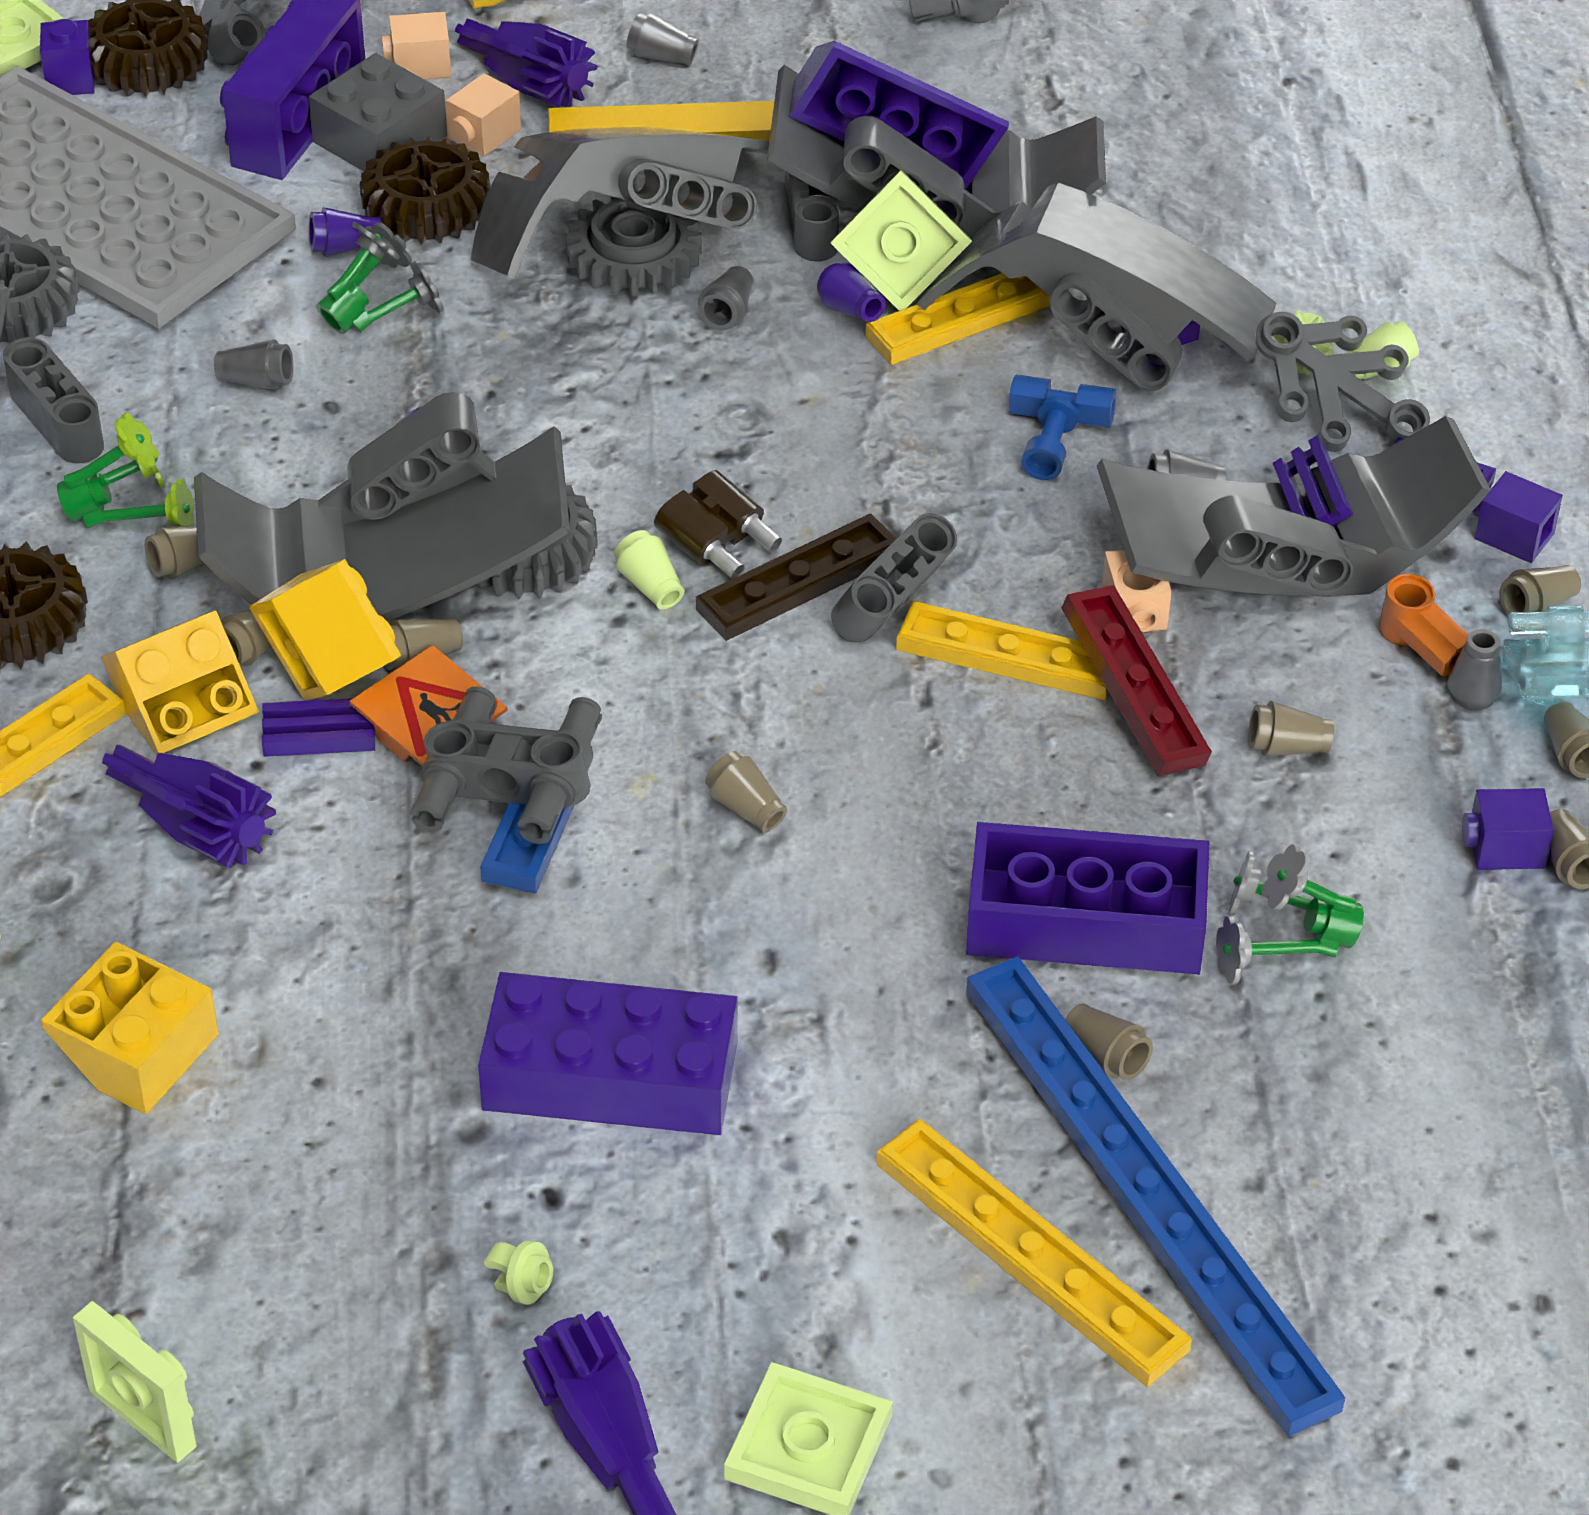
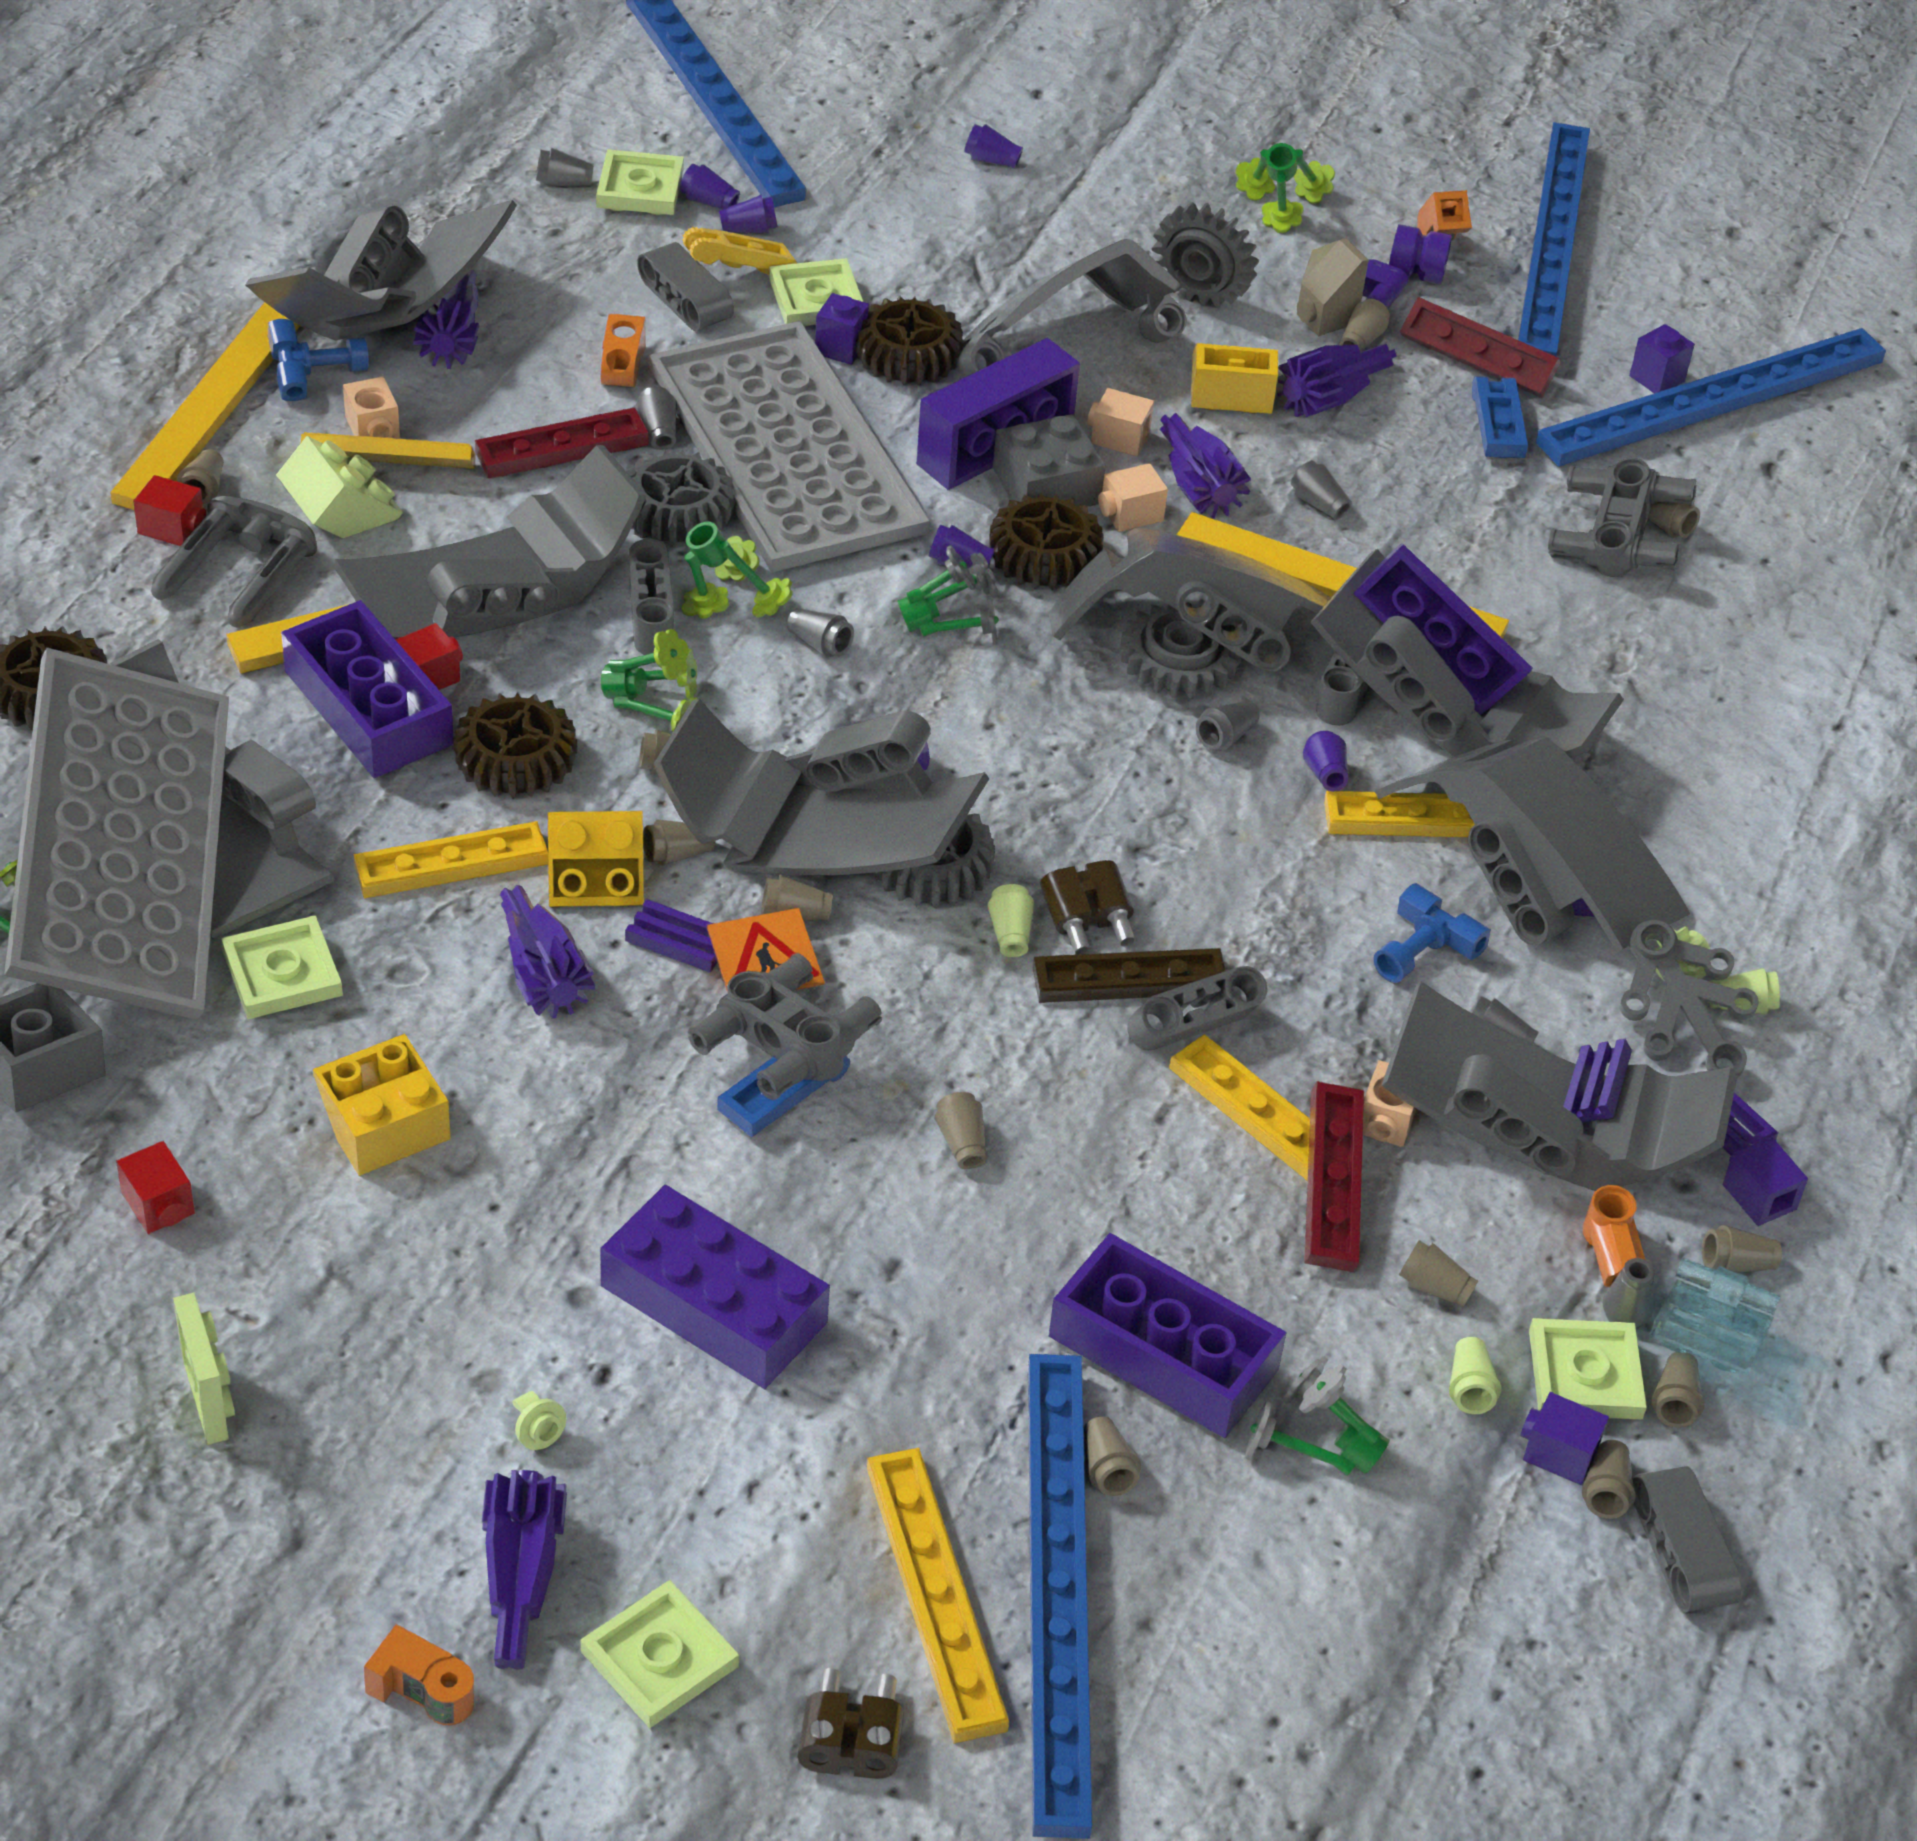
camera: 25 degrees right, 0 degrees up
(113, 328) = (733, 560): none -> plant
(325, 629) = (716, 861): yellow slope -> none
(901, 241) = (1387, 733): yellowish green tile -> none
(1052, 1424) = (851, 1733): none -> dark brown piece
(1388, 811) = (1473, 1377): none -> yellowish green cone
(1481, 750) = (1589, 1365): none -> yellowish green plate

